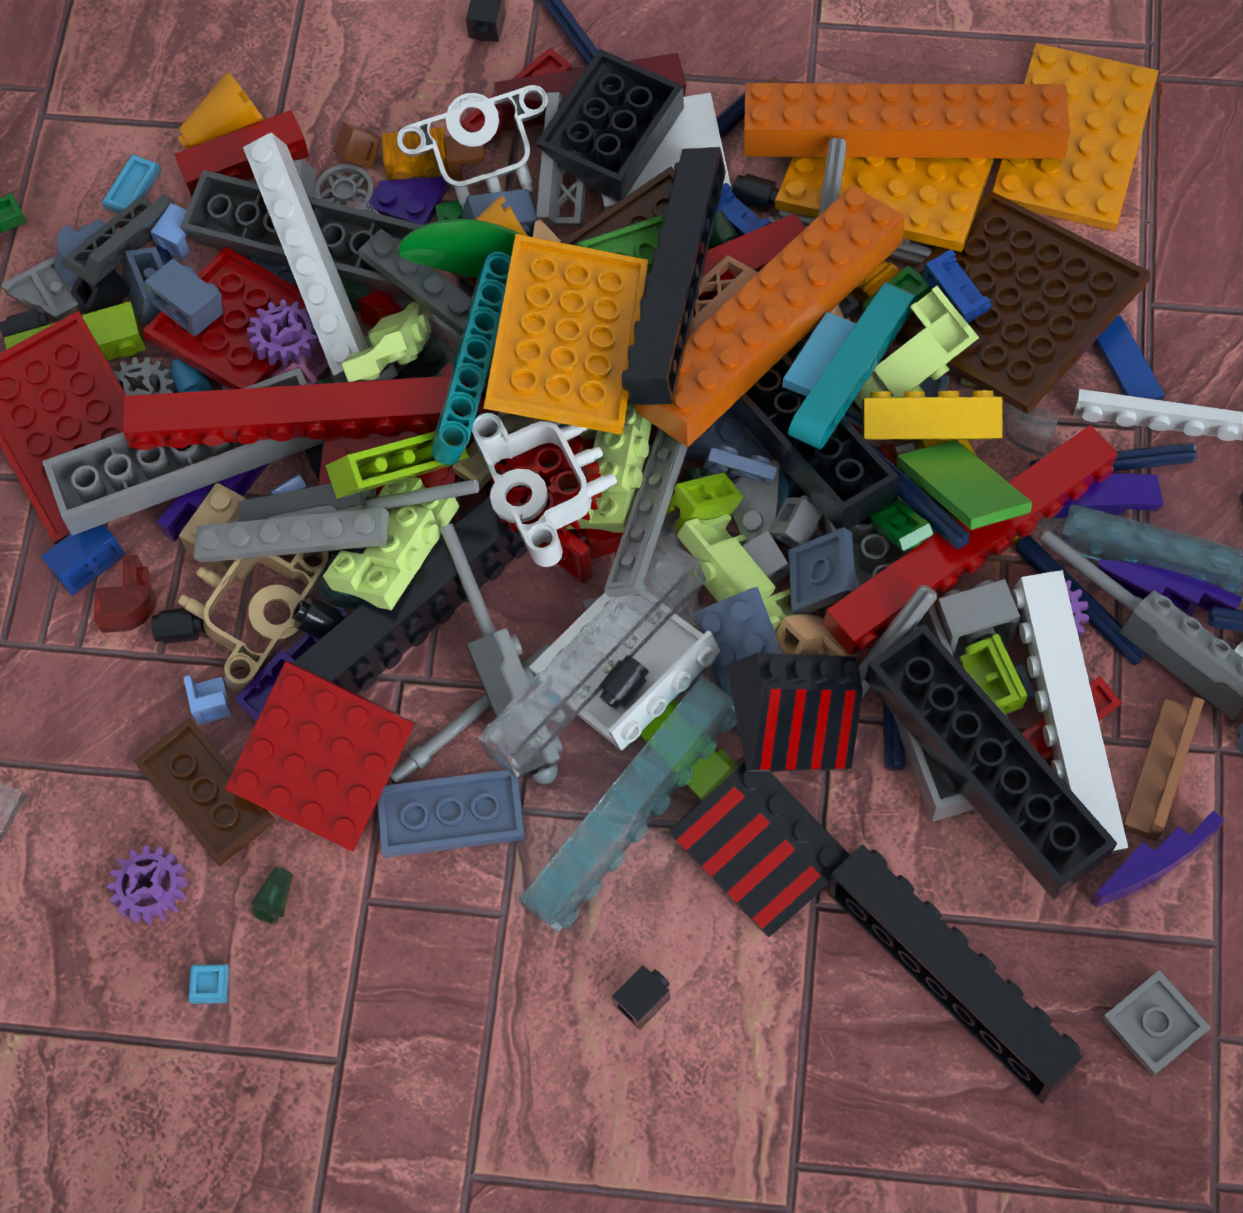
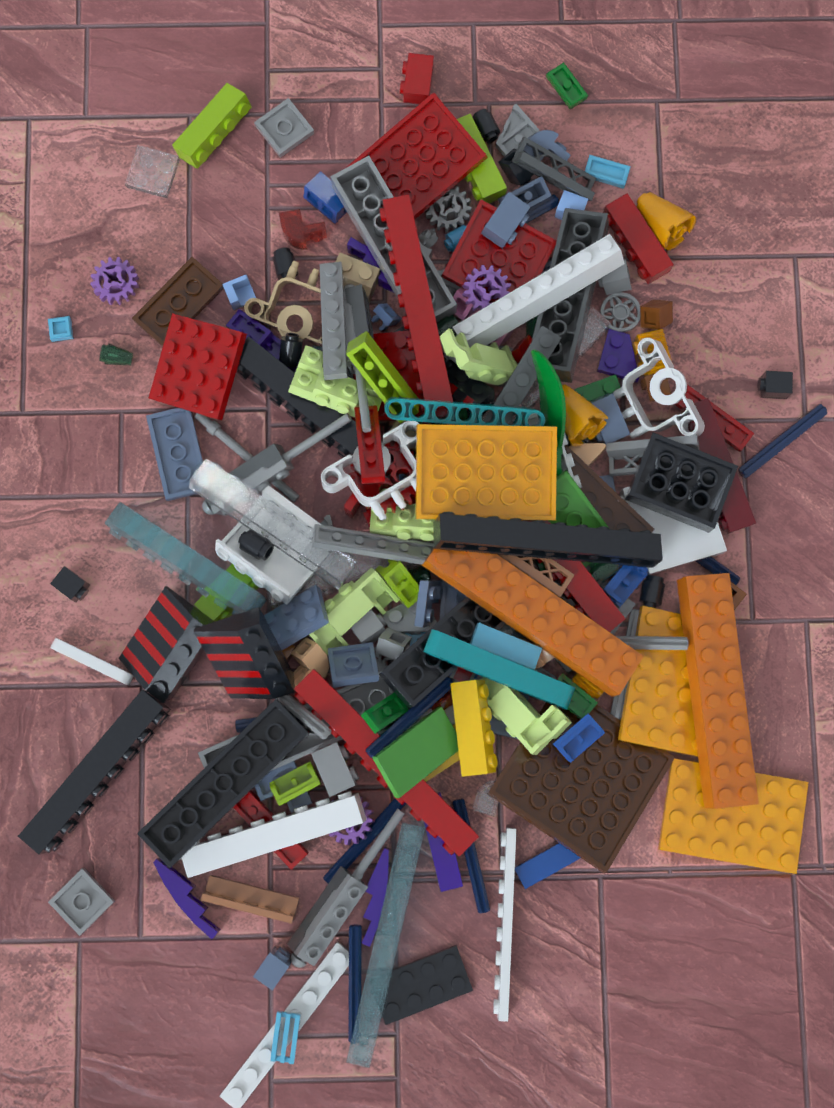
camera: 75 degrees right, 15 degrees up
(504, 485) = (370, 448): none -> red plate
(771, 974) = (92, 661): none -> white beam

